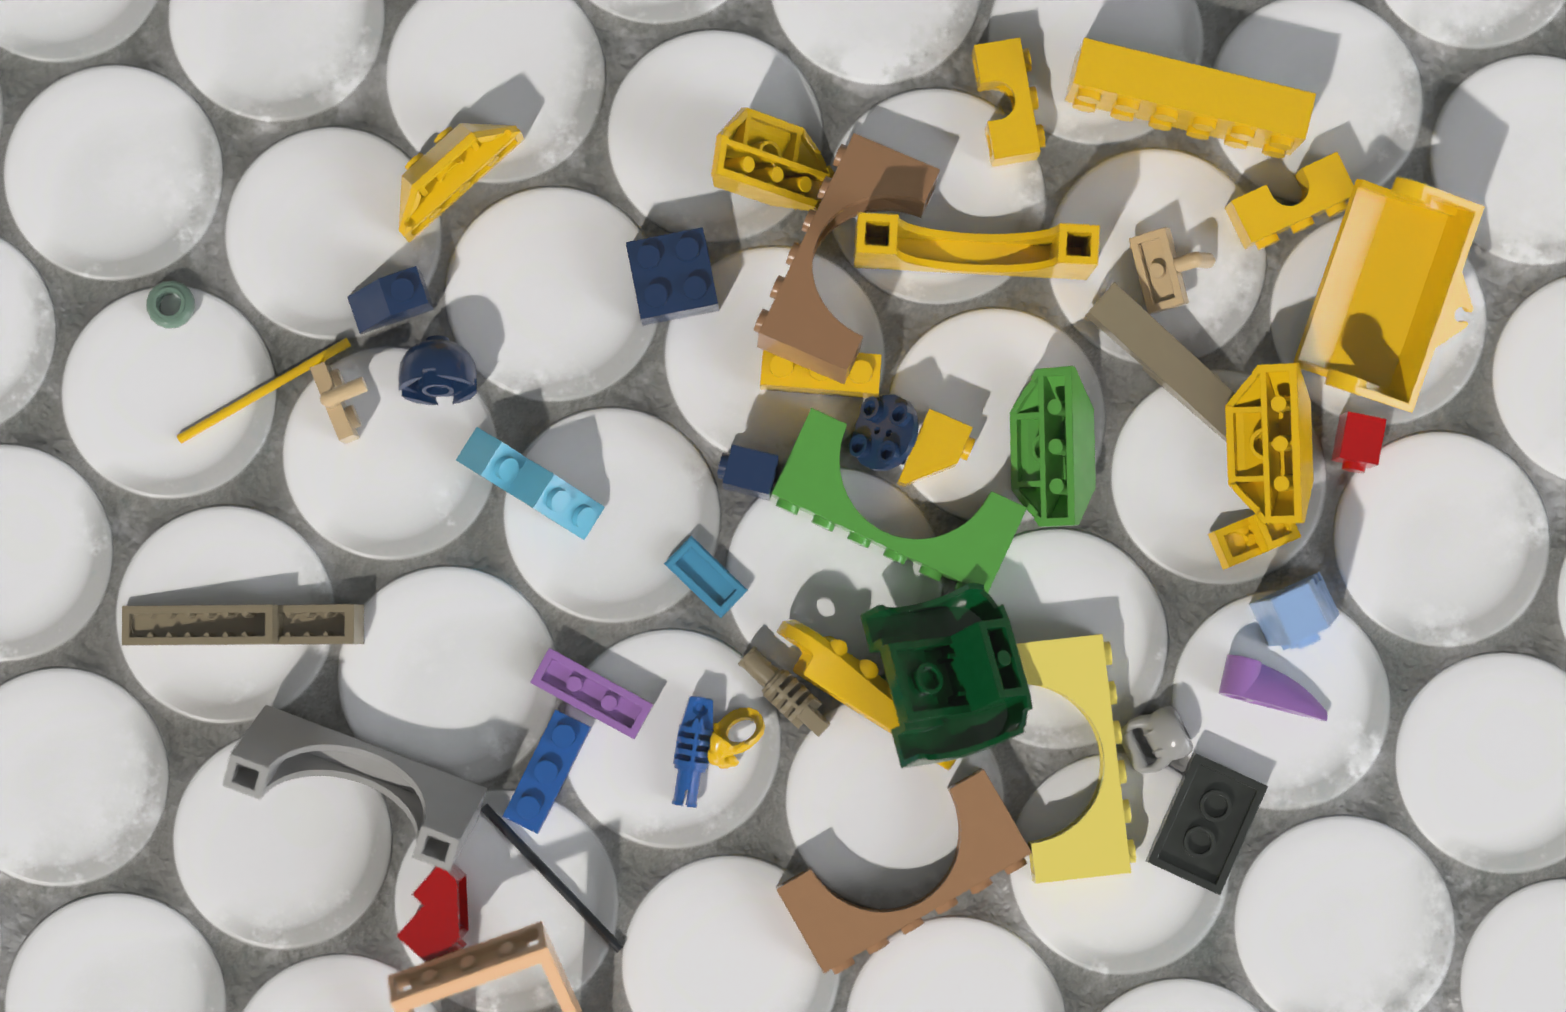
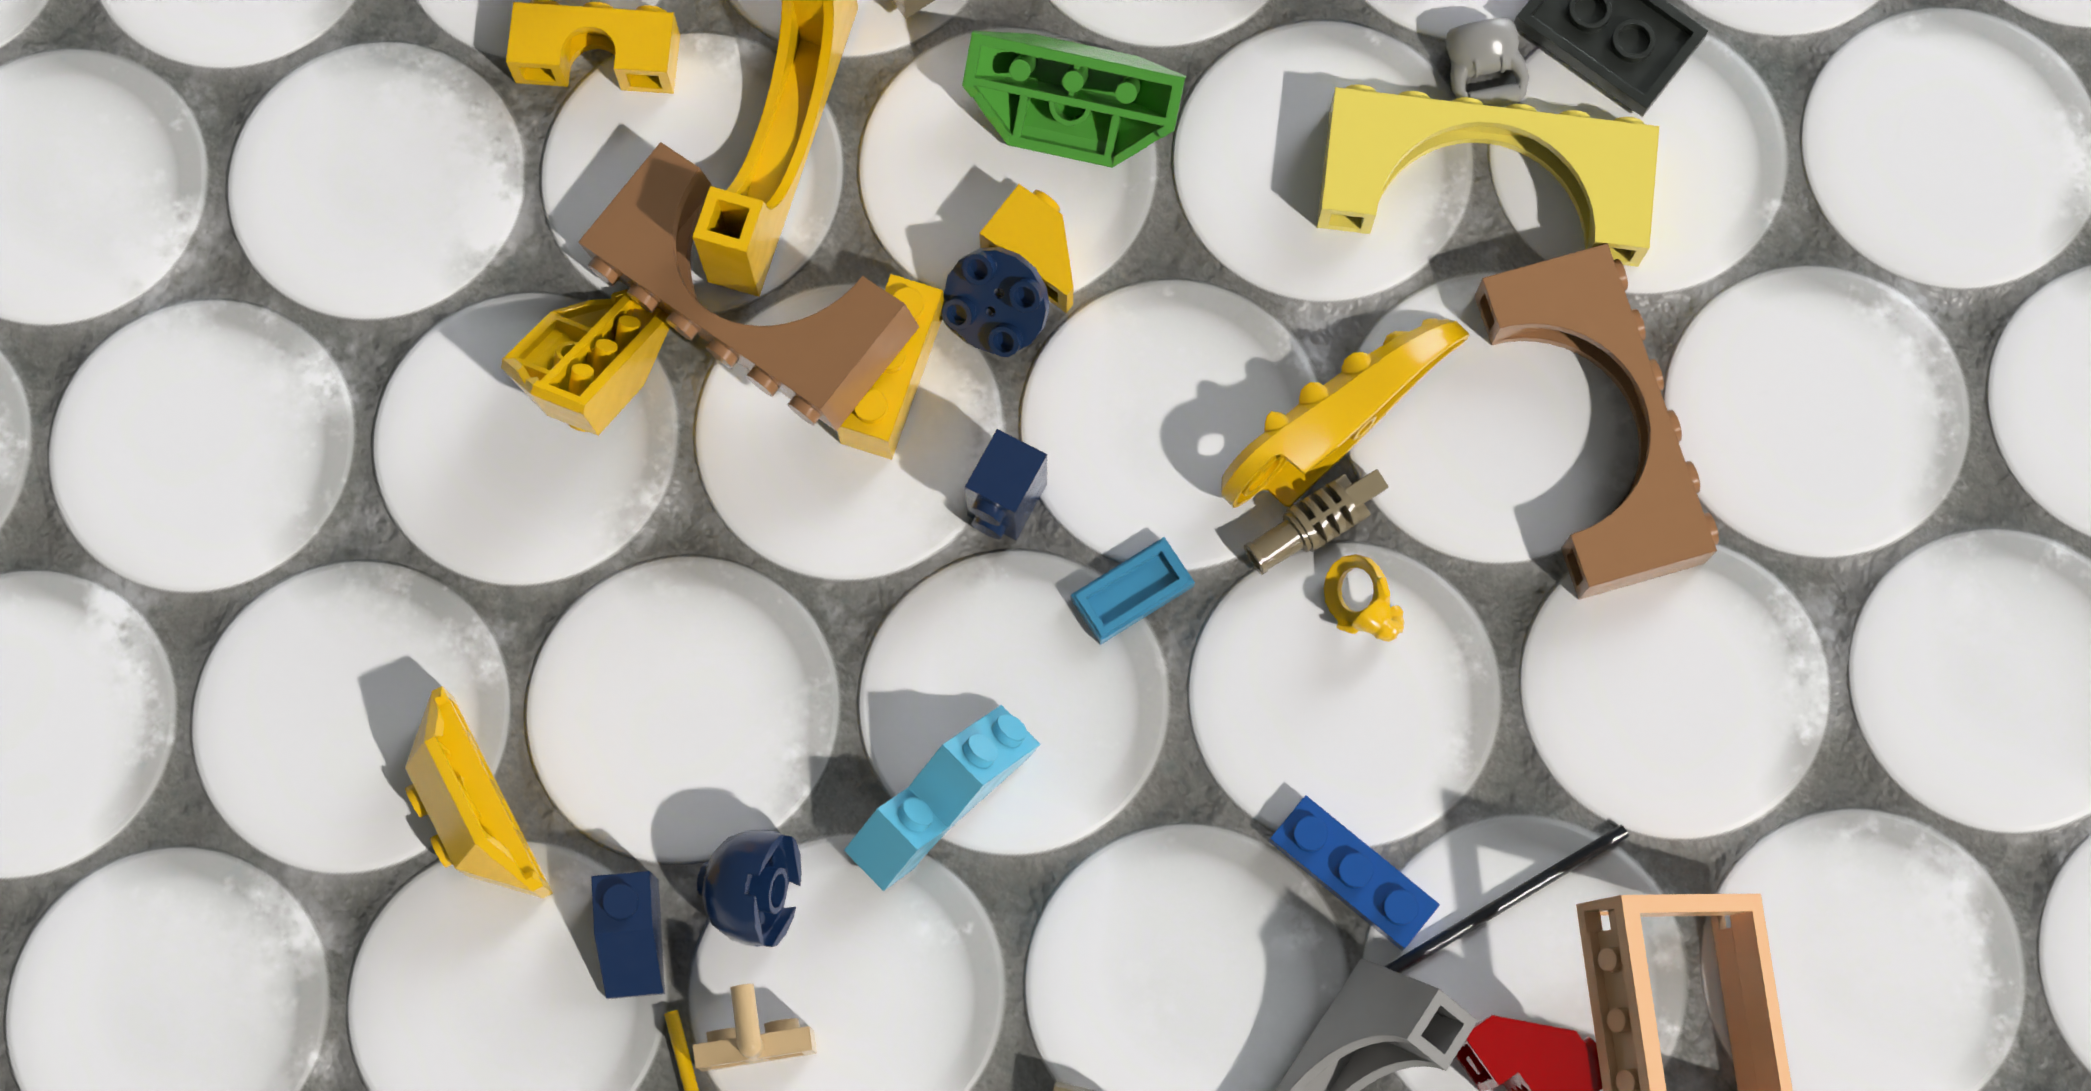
camera: 75 degrees left, 10 degrees down
(591, 693) = (1258, 781): medium lavender plate -> none
(672, 276) = (705, 531): dark blue brick -> none
(692, 749) = (1367, 661): blue hinge -> none
(815, 485) = (1186, 239): bright green arch -> none
(950, 675) = (1346, 284): dark green piece -> none

